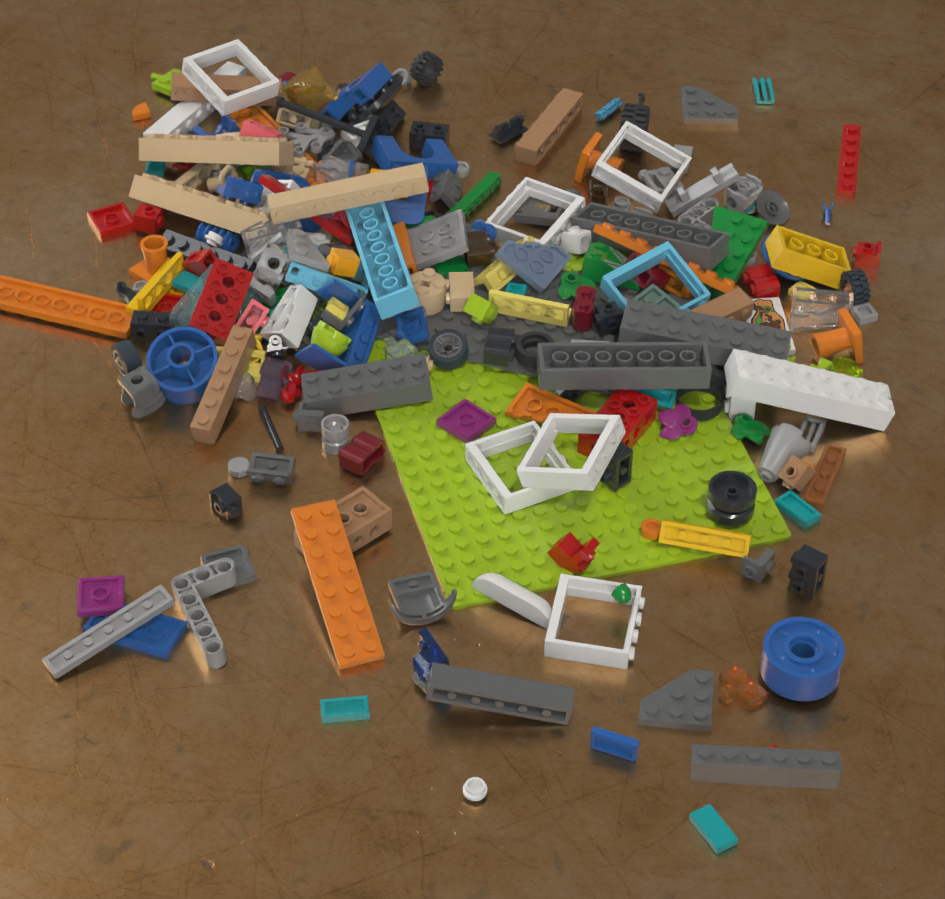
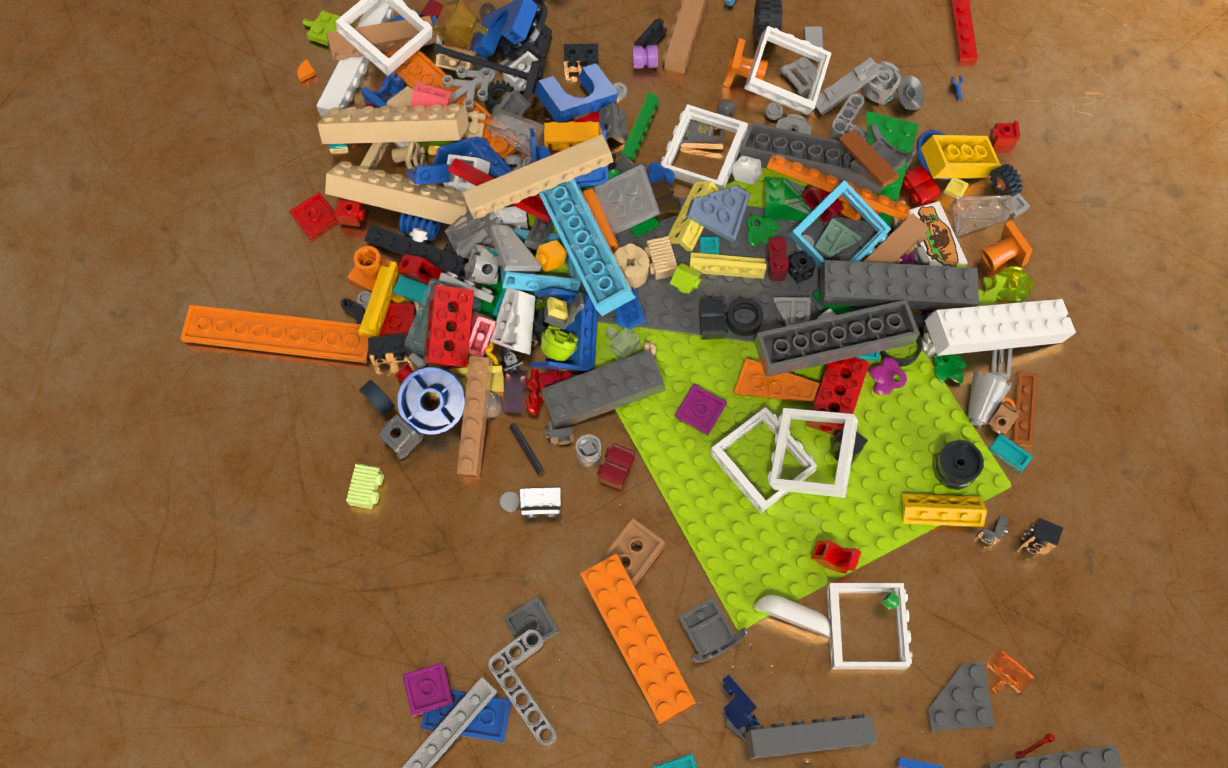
camera: 10 degrees left, 25 degrees up
(90, 429) = (364, 486): none -> yellowish green brick
(226, 501) = (511, 551): black brick -> none
(450, 340) = (670, 320): wheel -> none
(496, 143) = (645, 56): none -> medium lavender wheel
(598, 192) = (752, 101): dark brown piece -> none
(651, 529) = (893, 507): orange tile -> none
(698, 226) = (868, 158): none -> dark orange tile
(712, 231) = (889, 153): none -> dark grey piece
(802, 658) = (1074, 629): blue piece -> none

